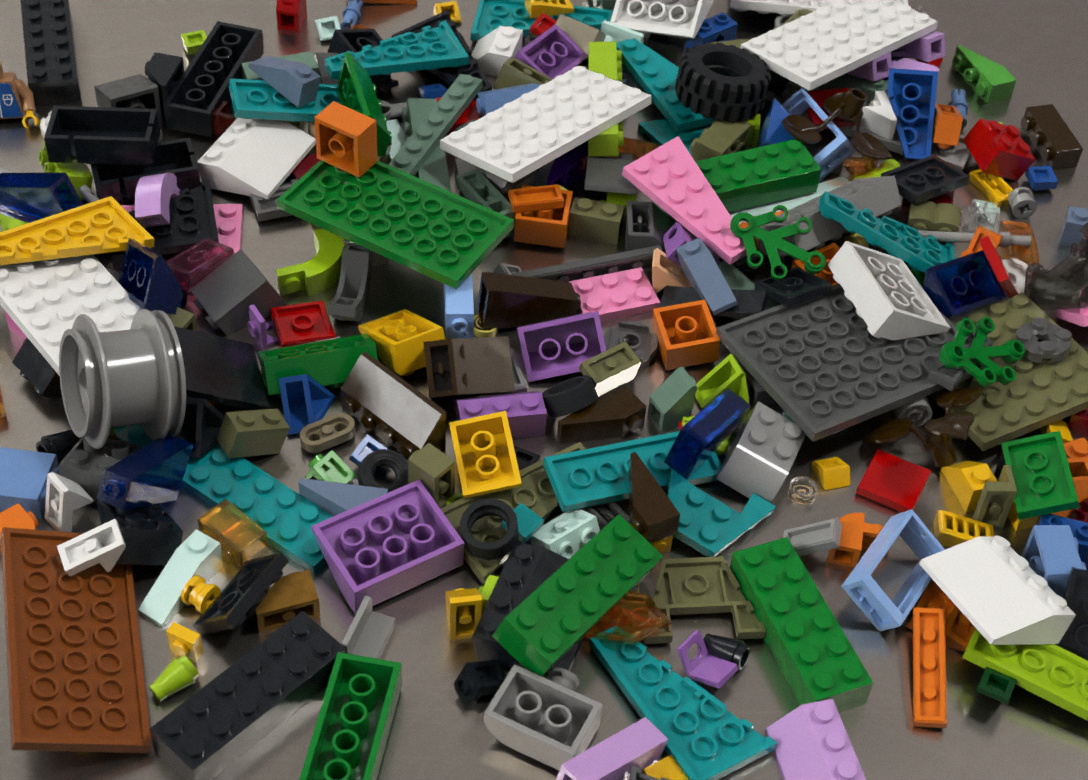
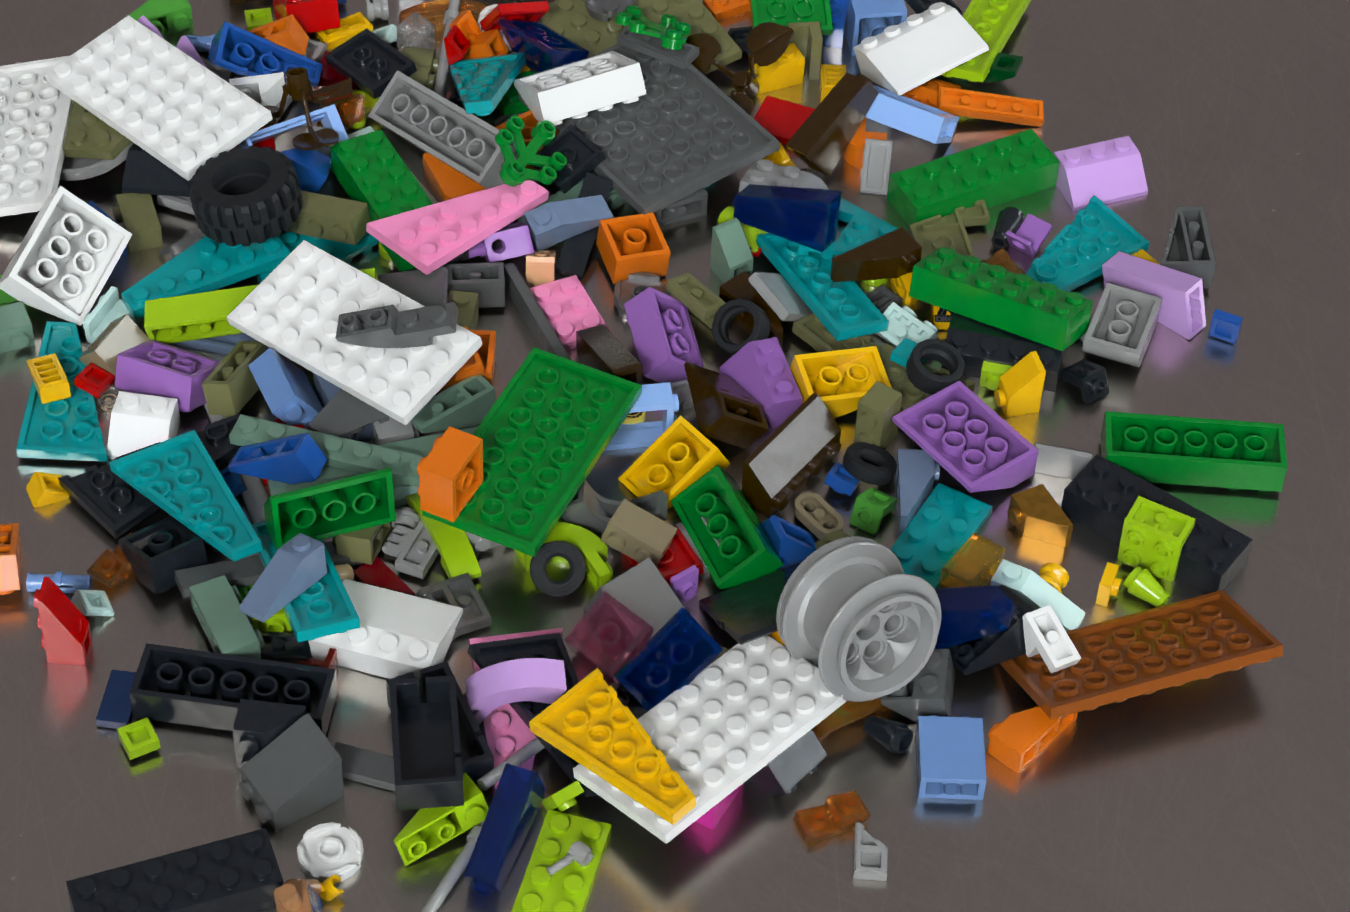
camera: 95 degrees left, 0 degrees up
(61, 500) = (980, 695): white slope -> none
(216, 669) = (1154, 538): none -> lime bracket
(241, 594) = (1043, 537): black plate -> none
(296, 249) = (571, 582): none -> black tyre
(310, 292) = (638, 533): none -> dark tan brick
(422, 95) = (282, 460): none -> blue slope
(524, 120) = (394, 329): none -> dark grey slope
(606, 422) = (779, 296): none -> light grey tile
(724, 376) = (693, 224): lime slope -> none
(852, 488) = (833, 123): none -> dark brown slope
(959, 232) = (455, 45): none -> red slope

